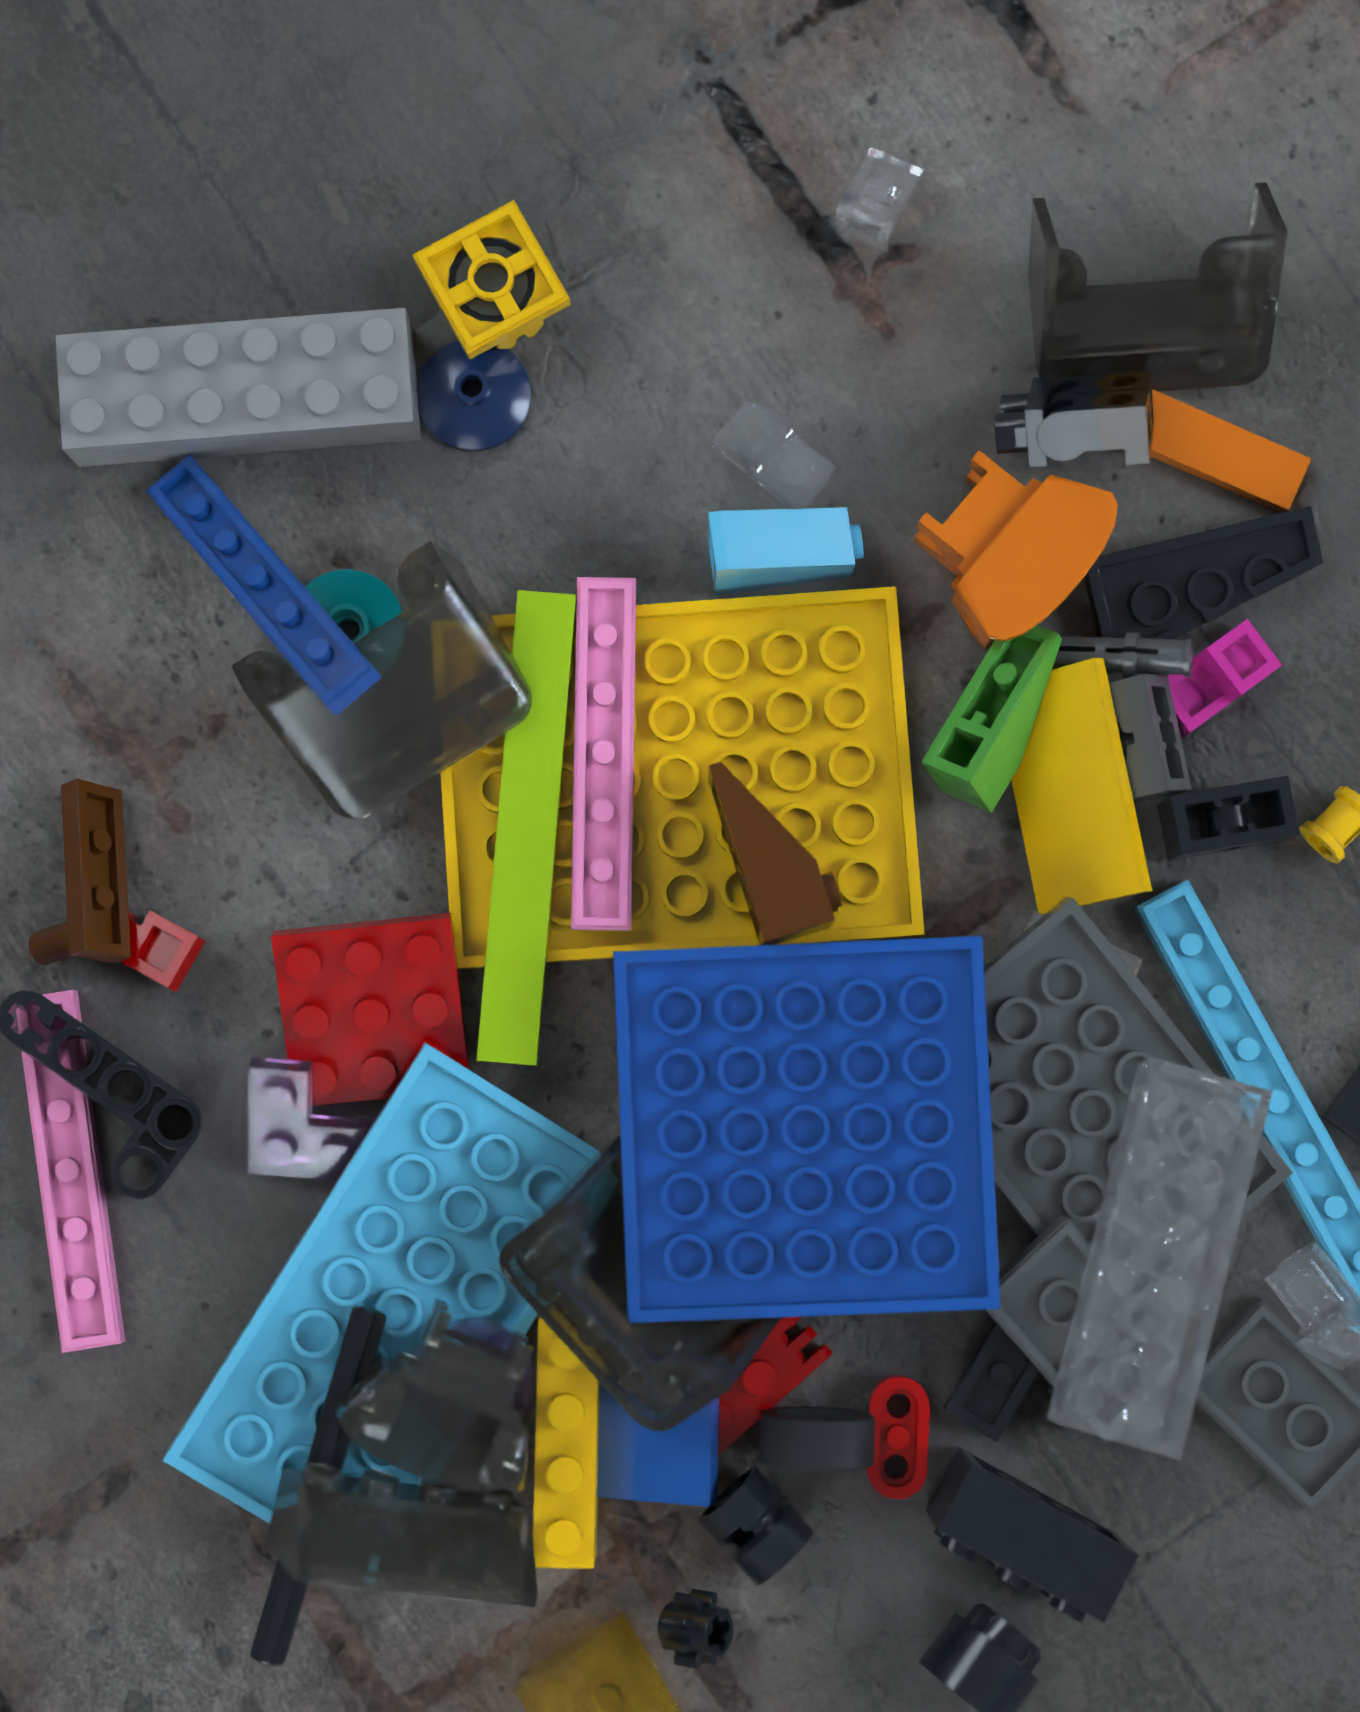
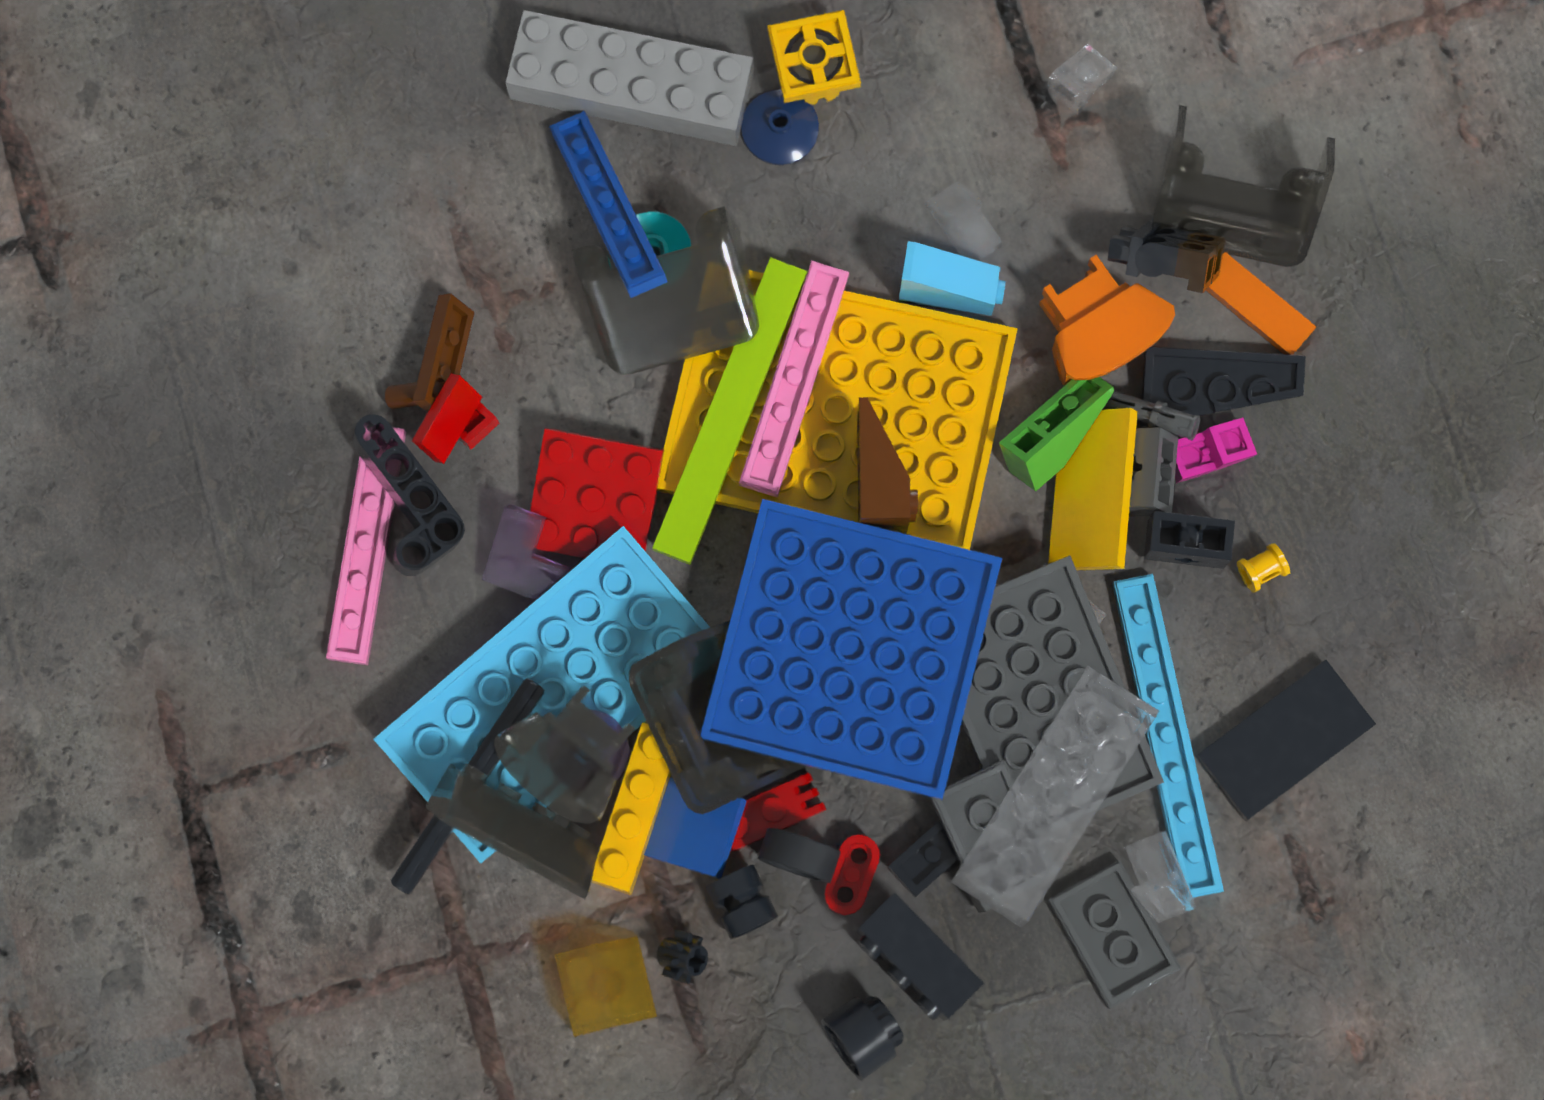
camera: 15 degrees right, 5 degrees down
(127, 963) = (447, 418): none -> red tile

